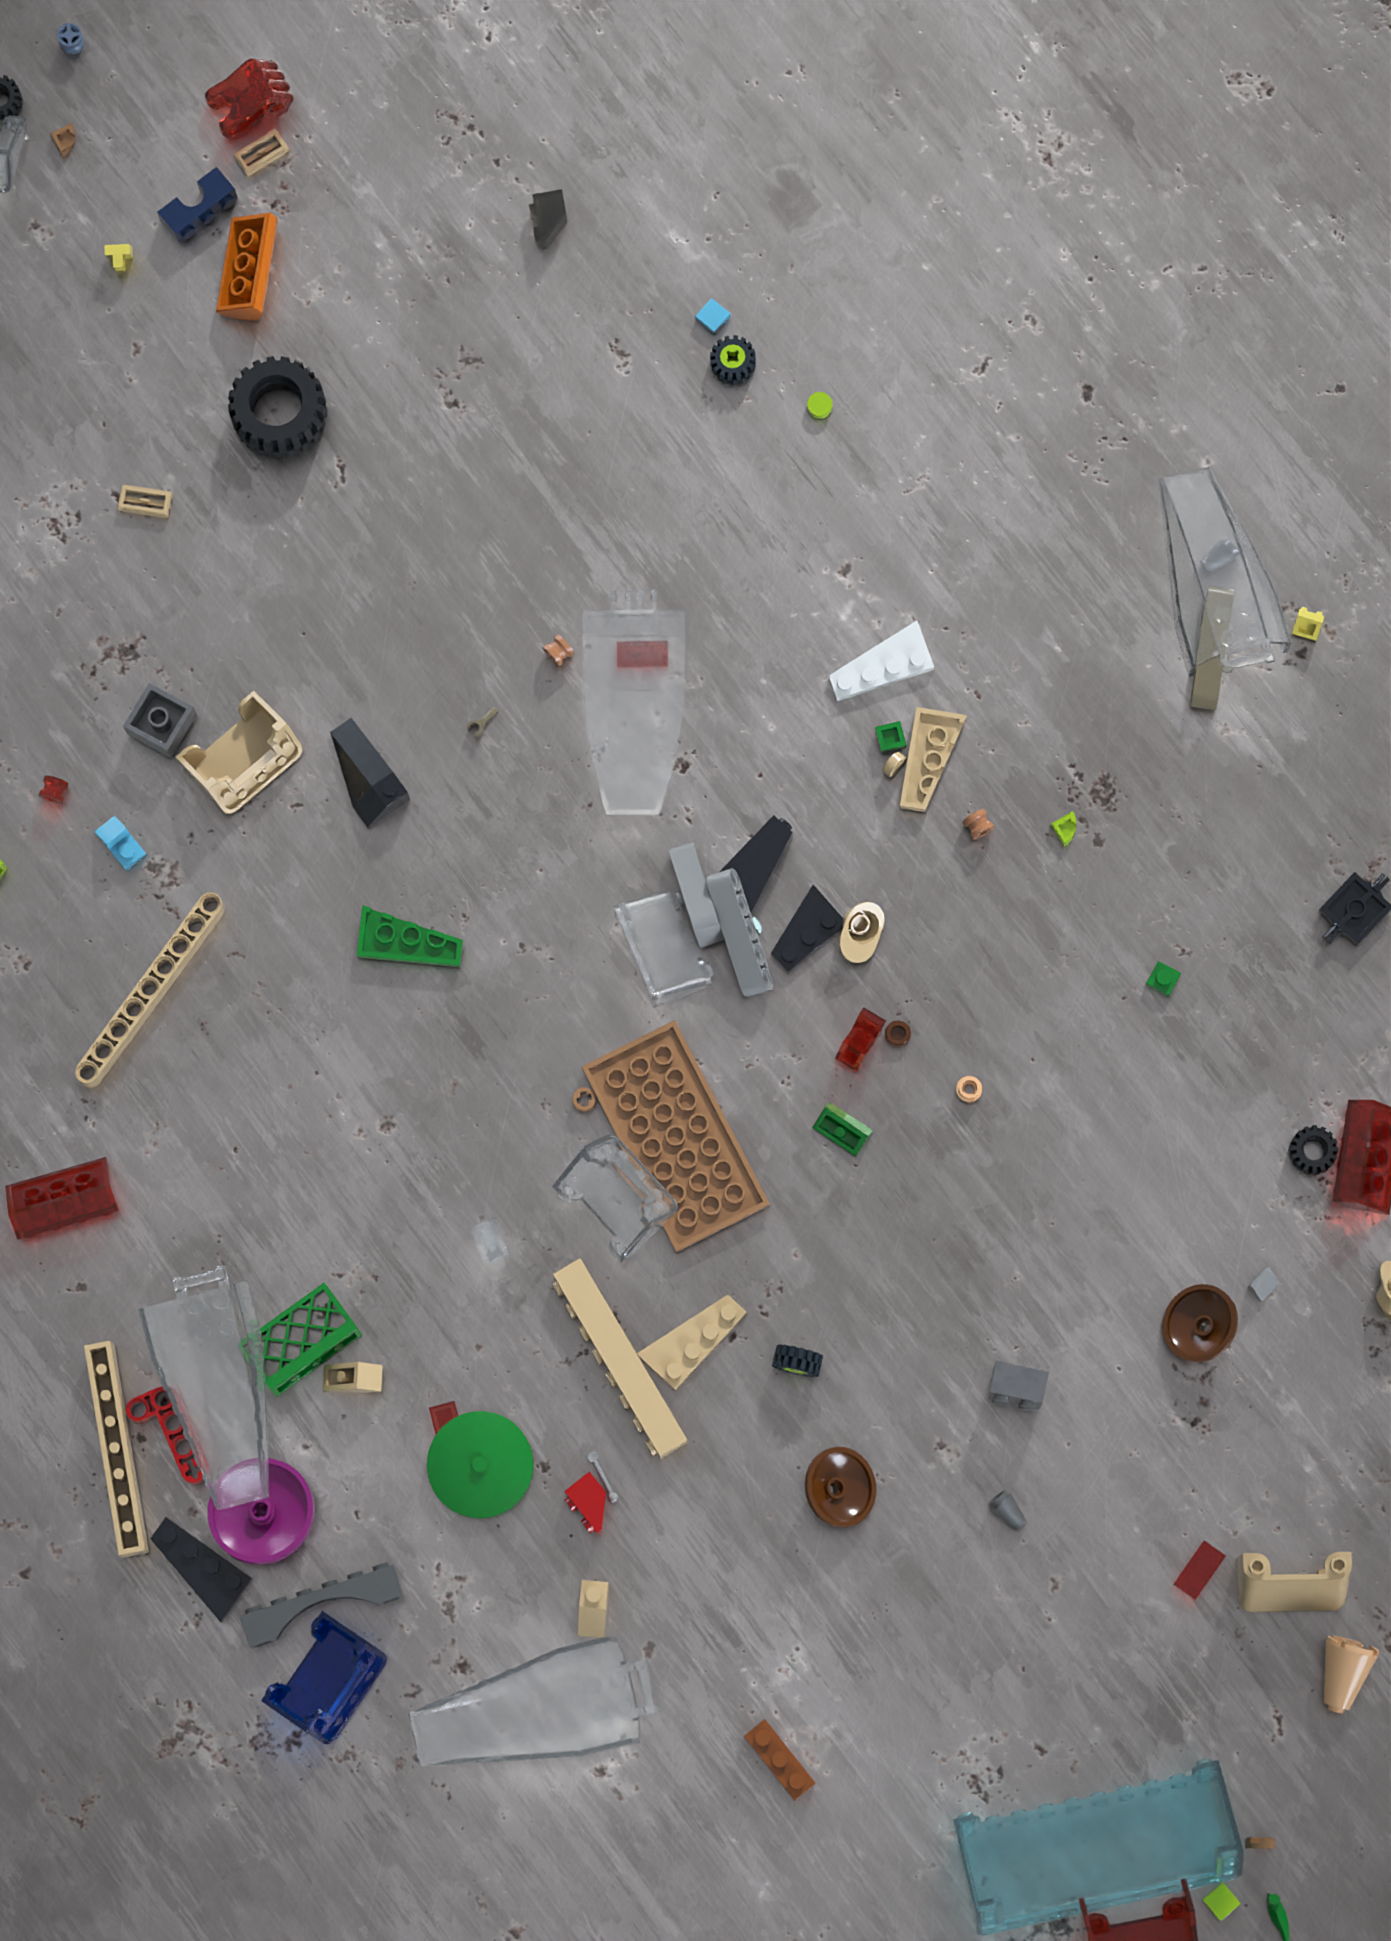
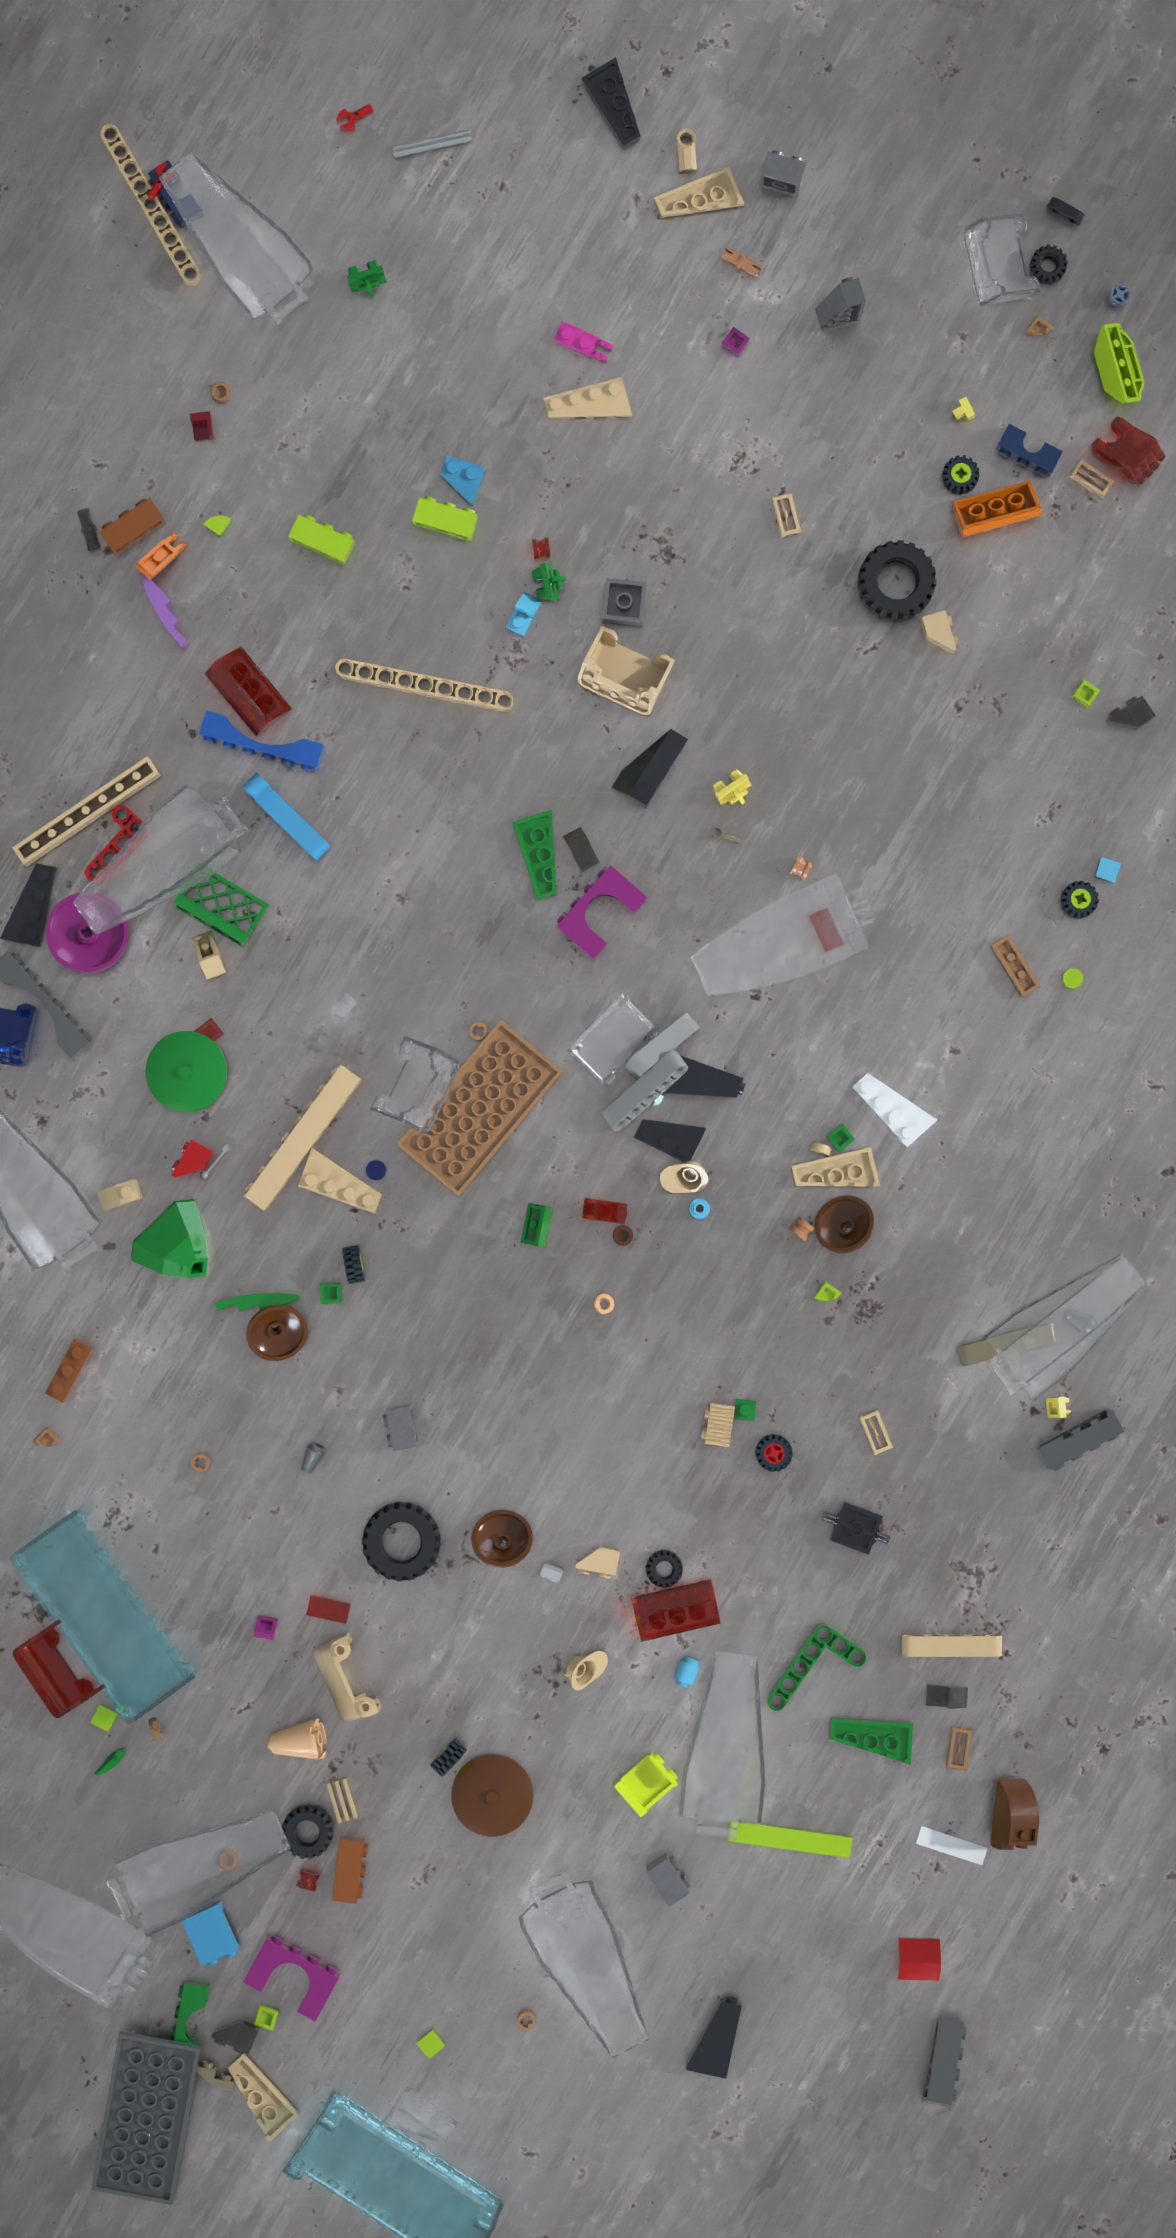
camera: 65 degrees right, 10 degrees up
(93, 1248) = (302, 752): none -> blue arch
(107, 801) = (551, 580): none -> green hips
(146, 69) = (1118, 364): none -> lime wedge
(190, 299) = (960, 482): none -> black wheel
(229, 1217) = (285, 816): none -> dark azure beam
(355, 386) = (938, 630): none -> tan slope
(423, 892) = (581, 849): none -> clear smoke slope
(436, 689) = (734, 791): none -> light yellow hips
(501, 258) = (1085, 693): none -> lime tile
(508, 934) = (610, 884): none -> magenta arch
(679, 1564) = (174, 1242): none -> green brick
(696, 1289) = (376, 1170): none -> clear blue tile
(777, 460) = (1015, 966): none -> medium nougat plate
(794, 1488) = (261, 1299): none -> green slope
(819, 1404) = (330, 1293): none -> green plate
(850, 1825) = (47, 1438): none -> medium nougat tile
(901, 937) = (692, 1208): none -> medium azure brick
(951, 1645) = (200, 1456): none -> medium nougat bush
(981, 768) = (839, 1215): none -> reddish brown dish
(1168, 1015) = (718, 1425): none -> tan brick
(1179, 1418) = (374, 1550): none -> black tyre
(1191, 1654) = (265, 1627): none -> magenta plate
(1229, 956) = (778, 1457): none -> black wheel
(1252, 841) = (865, 1428): none -> tan tile
(1273, 1219) = (600, 1560): none -> tan slope
(1356, 611) = (1080, 1439): none -> dark grey wedge

